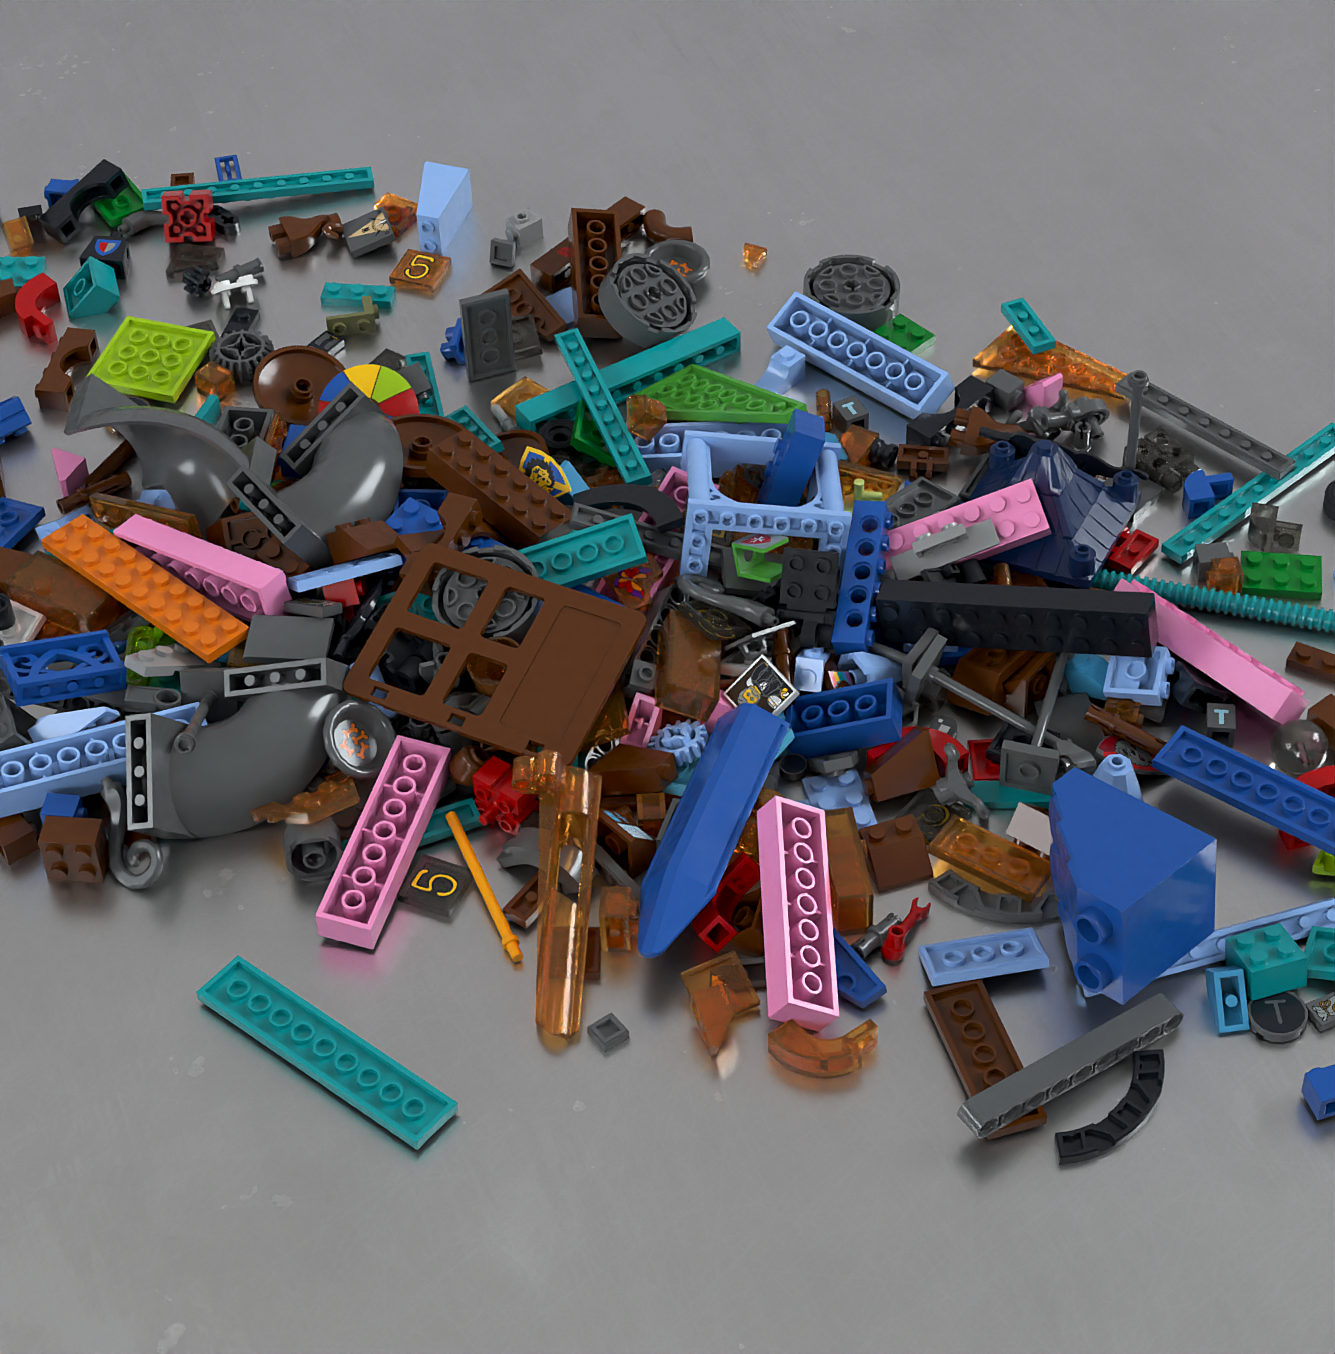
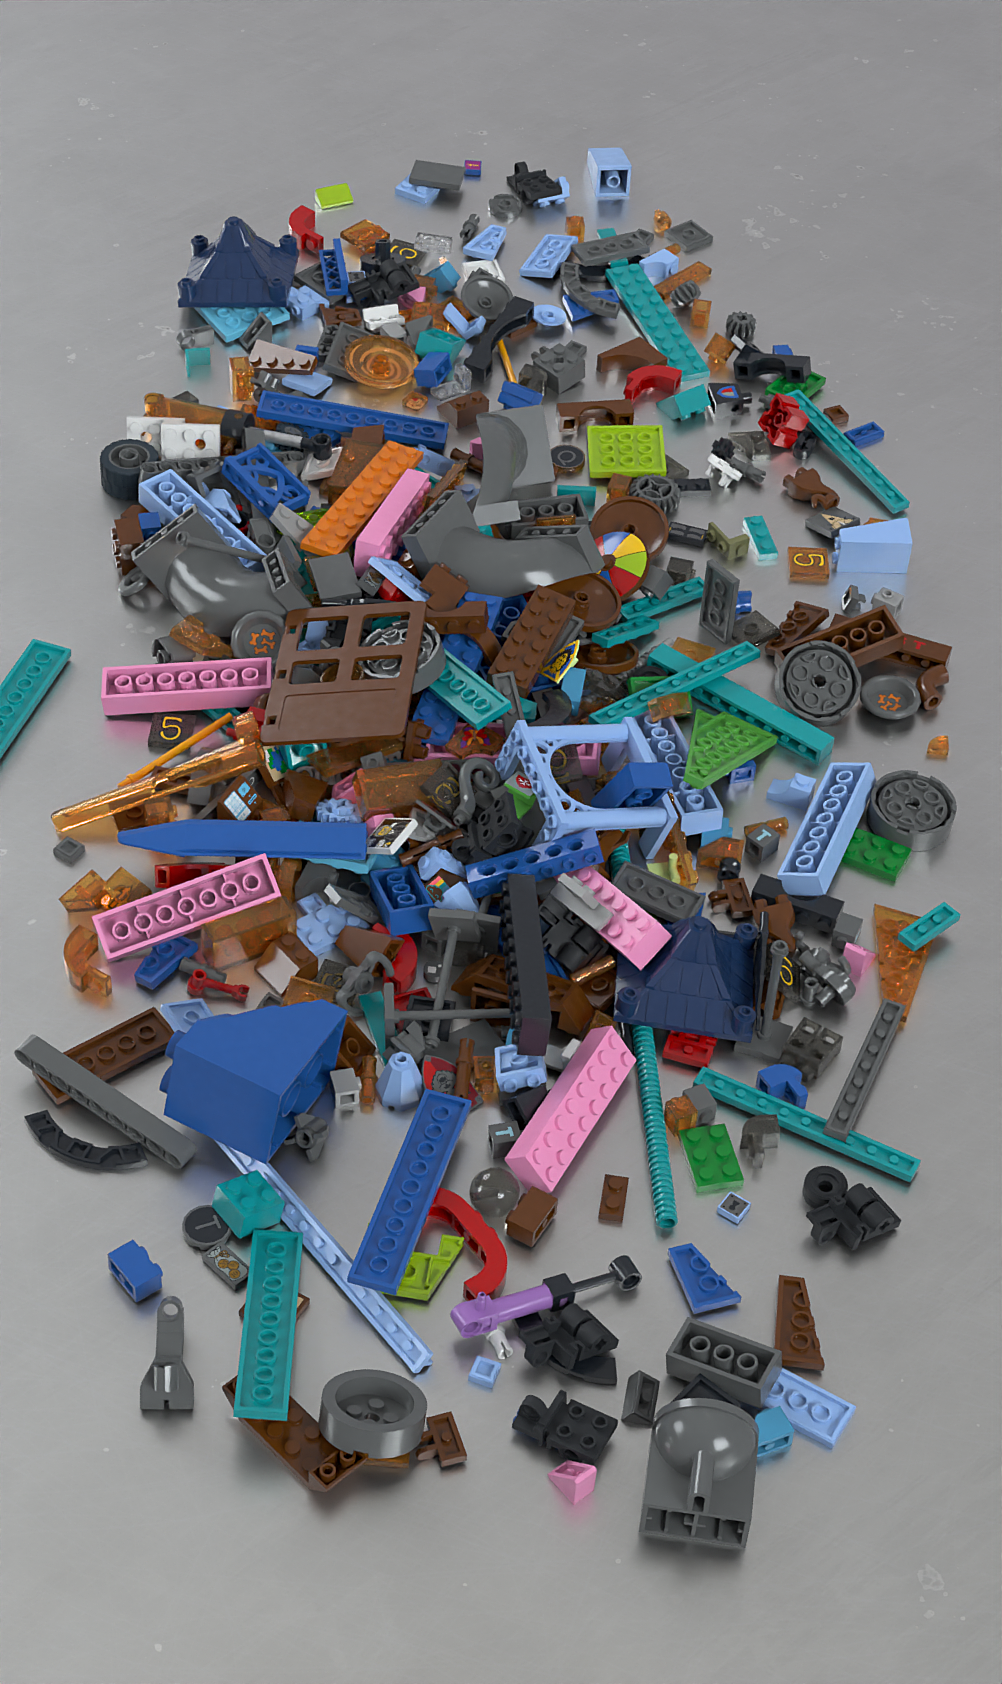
camera: 65 degrees right, 0 degrees up
(1227, 998) = (203, 1187): dark azure slope -> none

